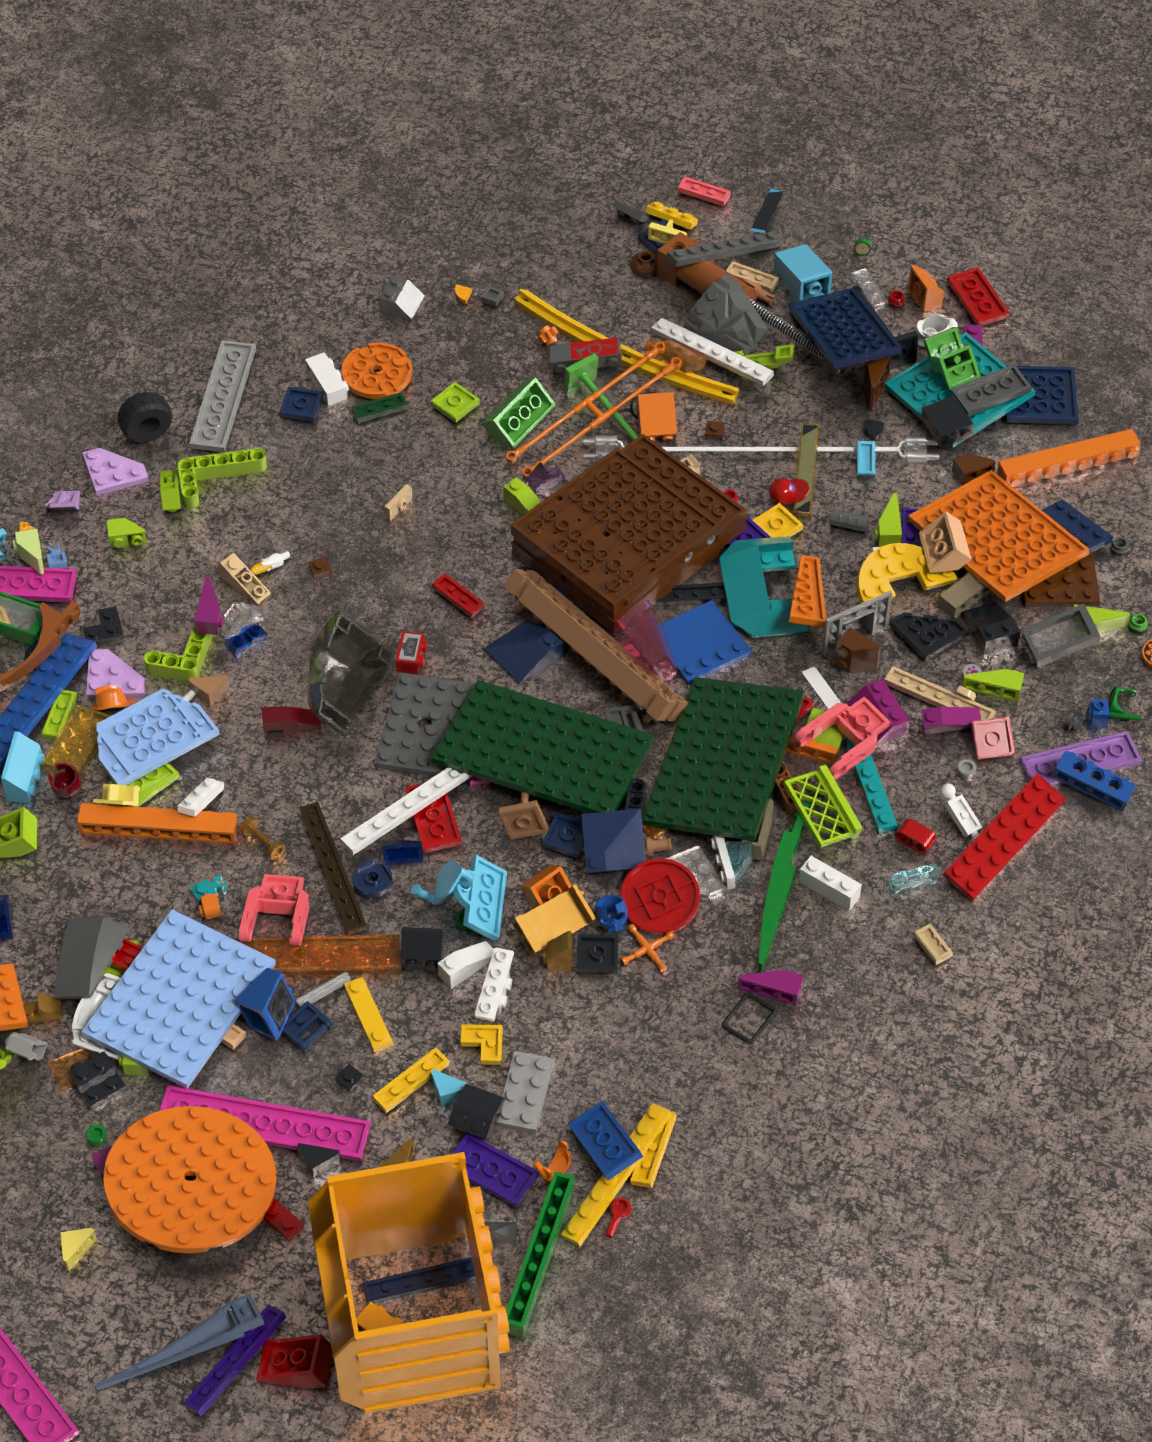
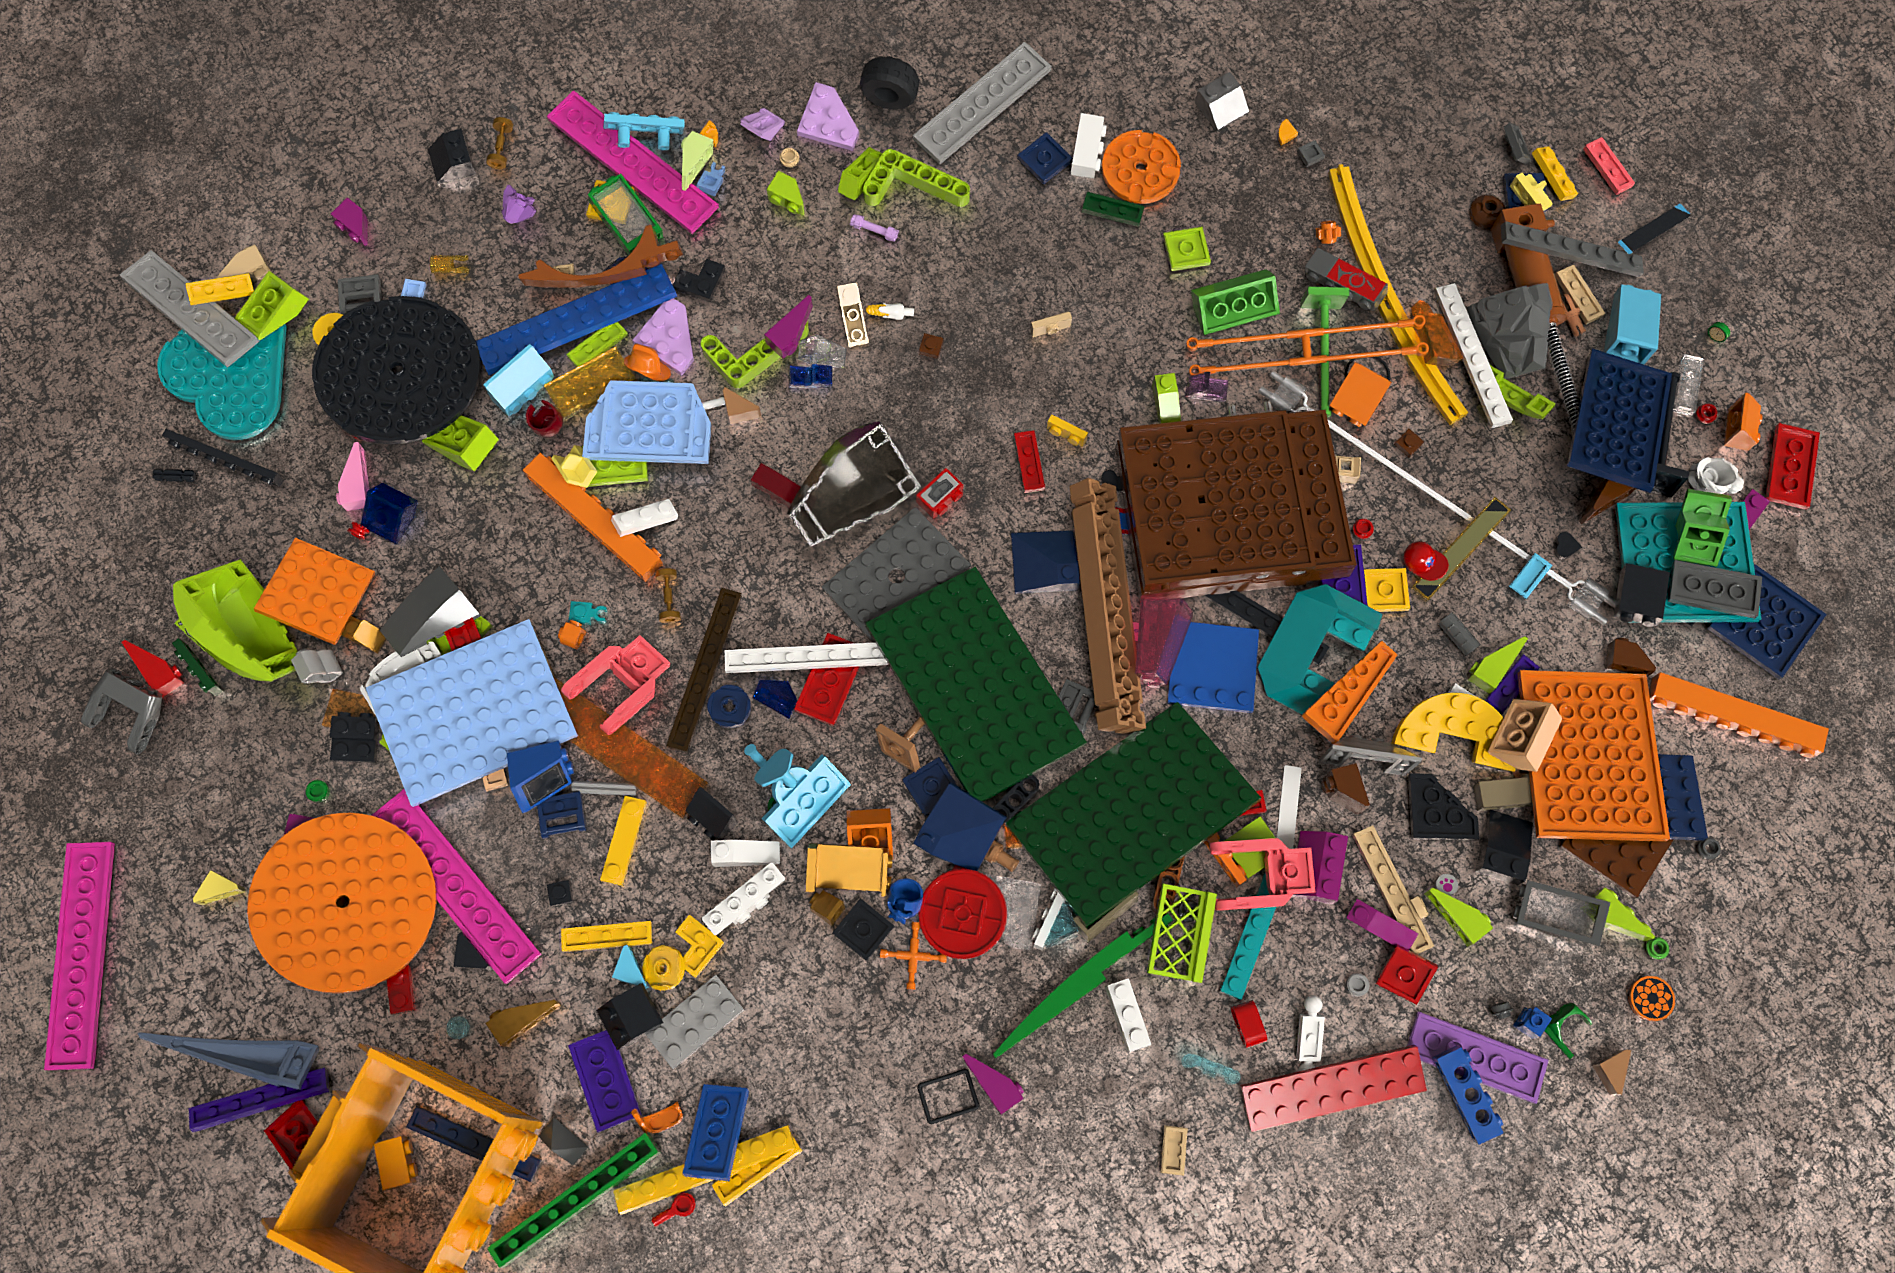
camera: 35 degrees right, 20 degrees up
(104, 510) = (789, 157): none -> tan plate
(195, 521) = (890, 233): none -> lavender bar
(468, 560) = (1066, 430): none -> yellow plate
(473, 1059) = (654, 965): none -> yellow plate

